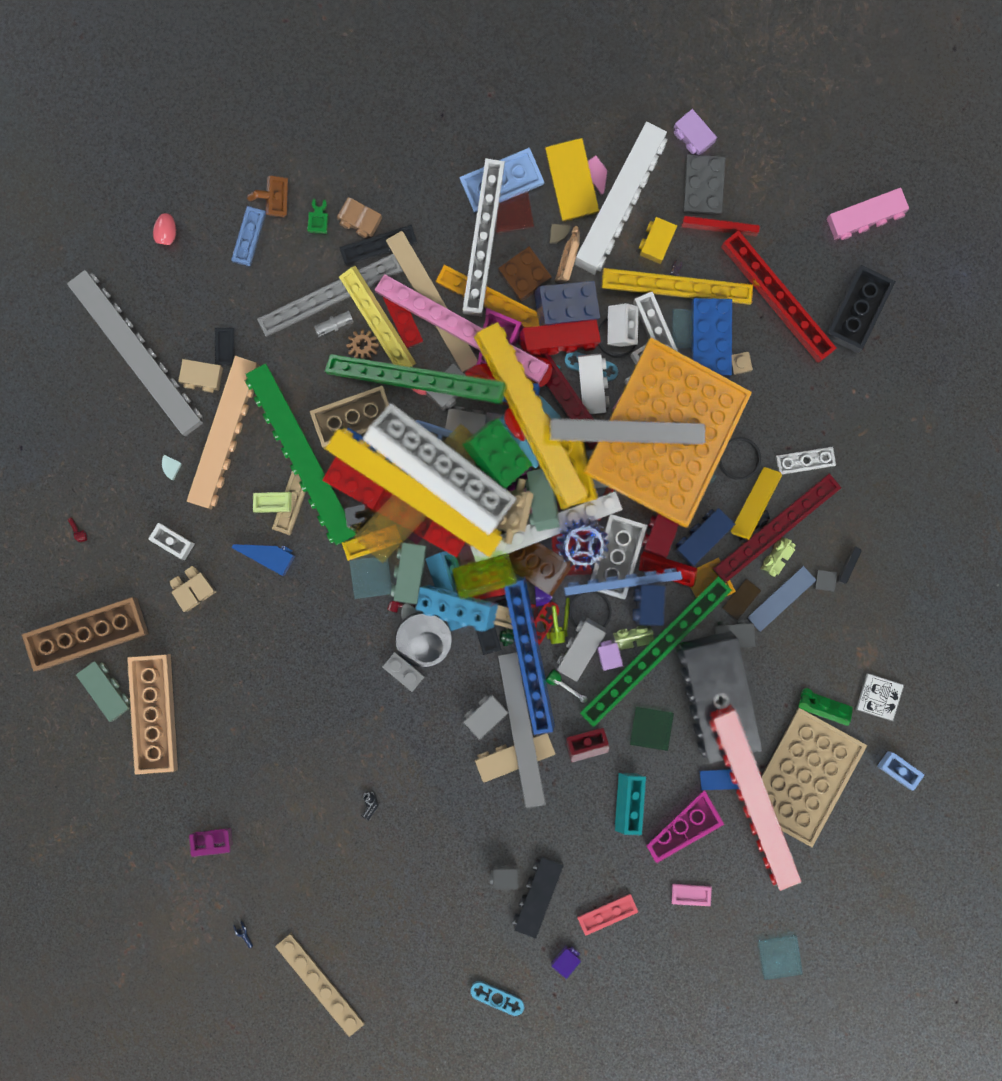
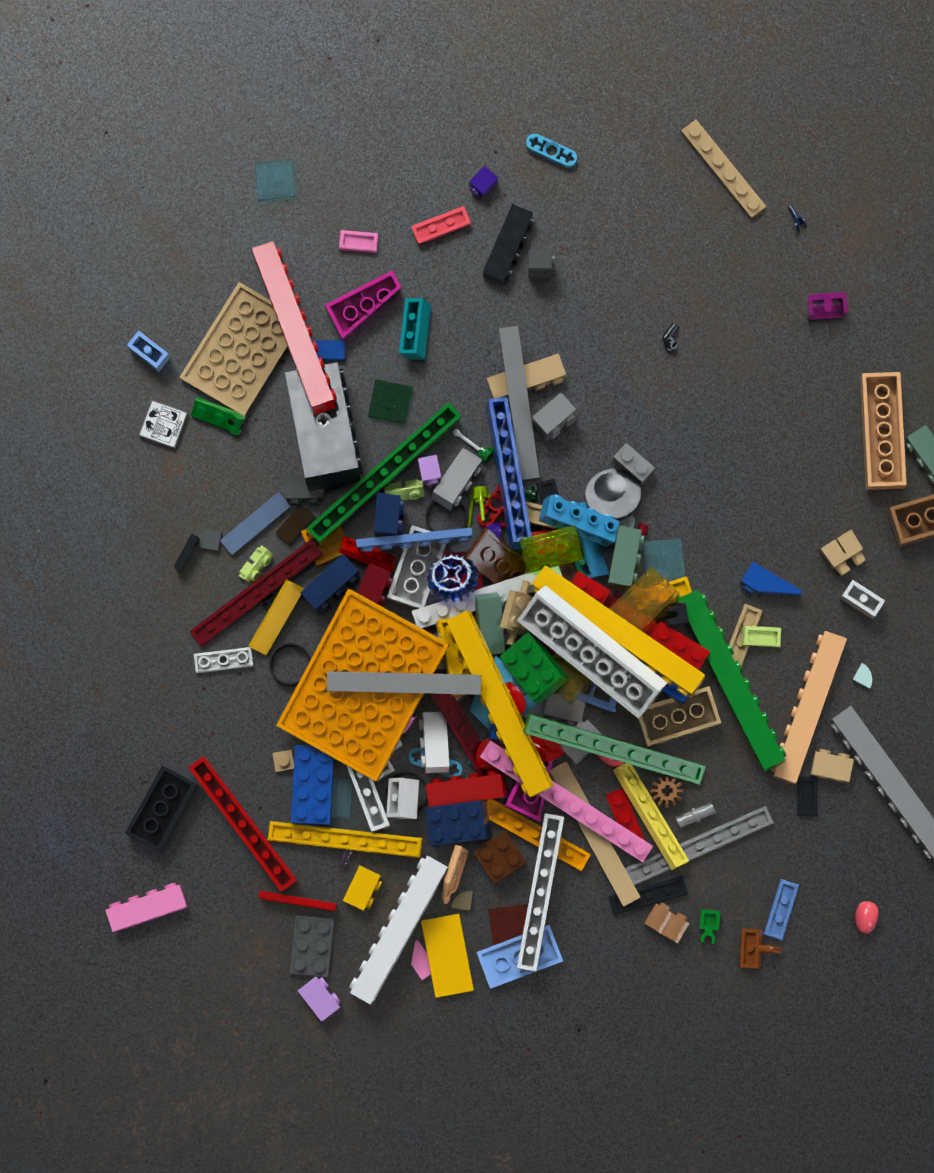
camera: 175 degrees left, 5 degrees down
(587, 745) = (454, 386): dark red brick -> none

